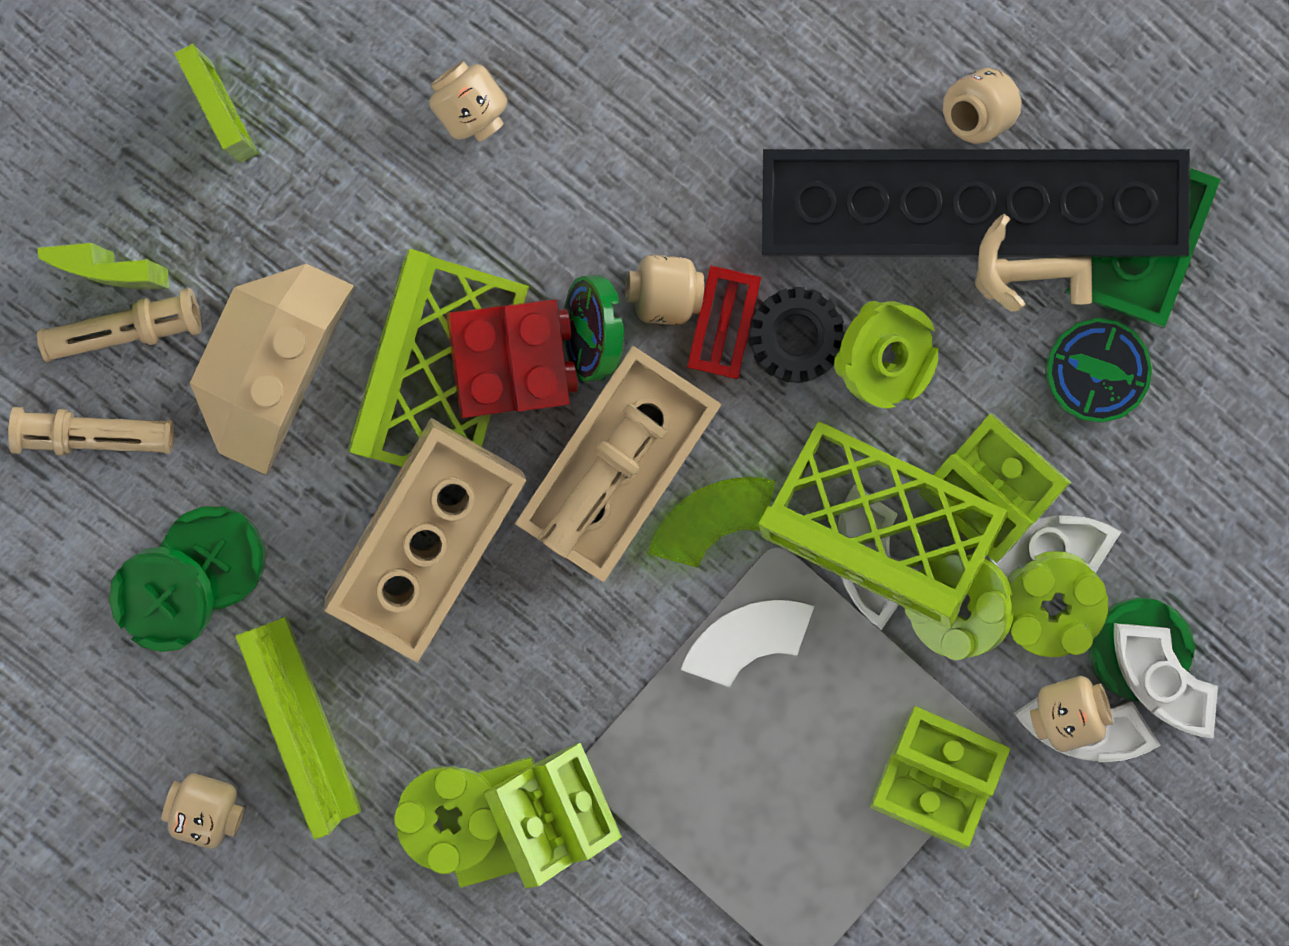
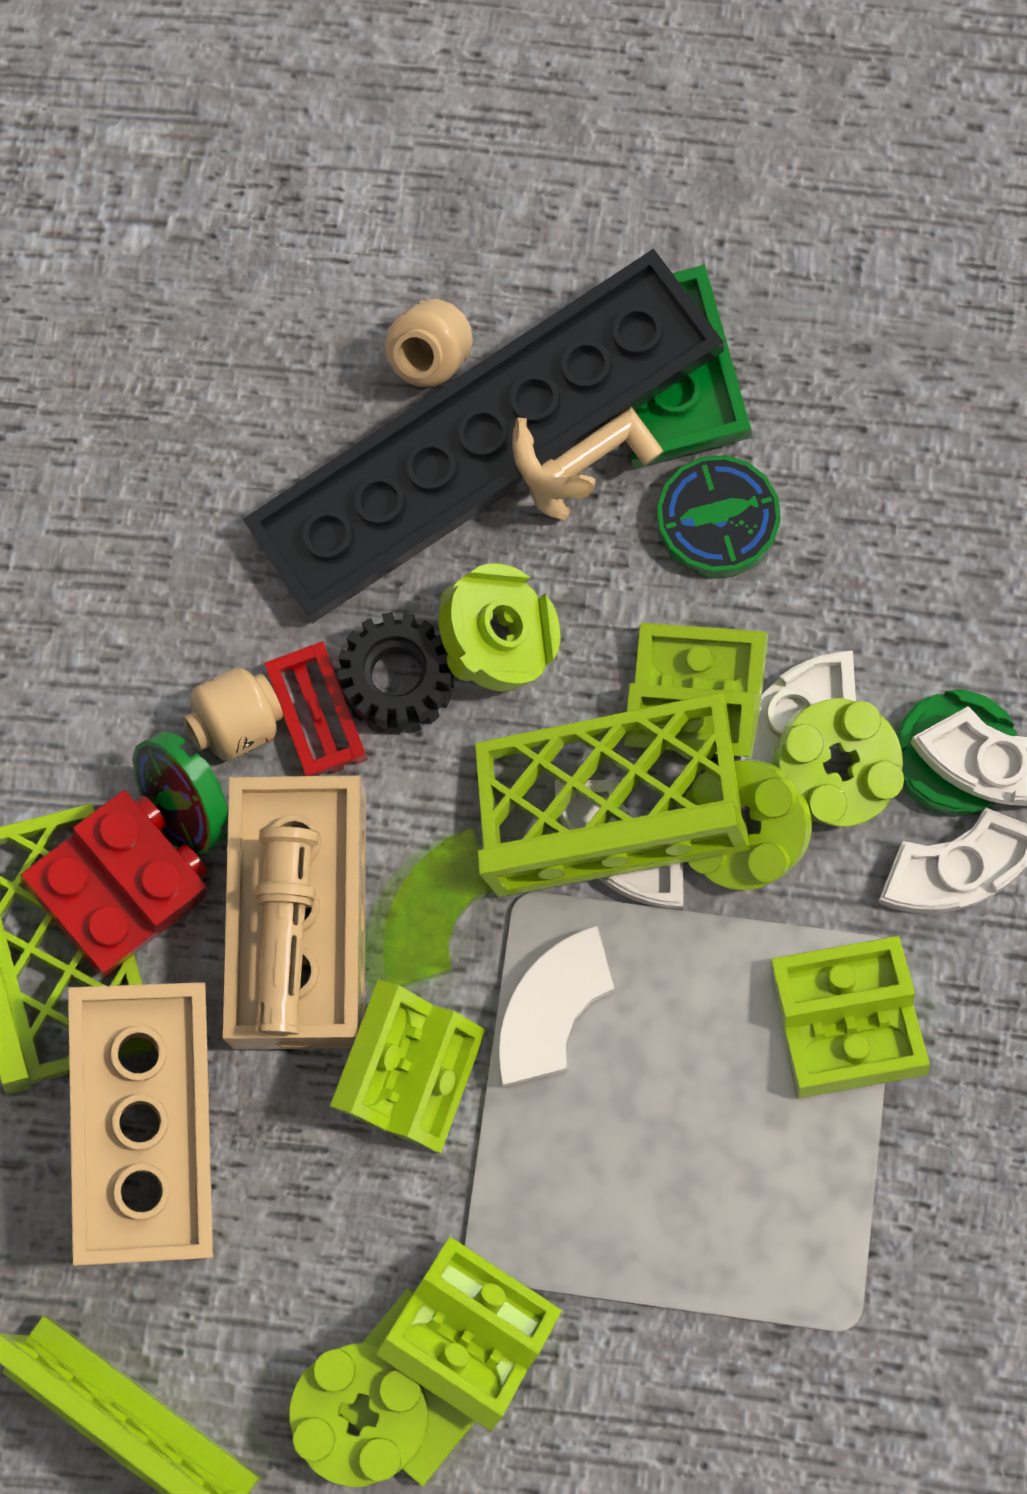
camera: 30 degrees left, 15 degrees down
(625, 619) = (408, 1066): none -> lime slope
(1072, 714) = (933, 853): tan head -> none

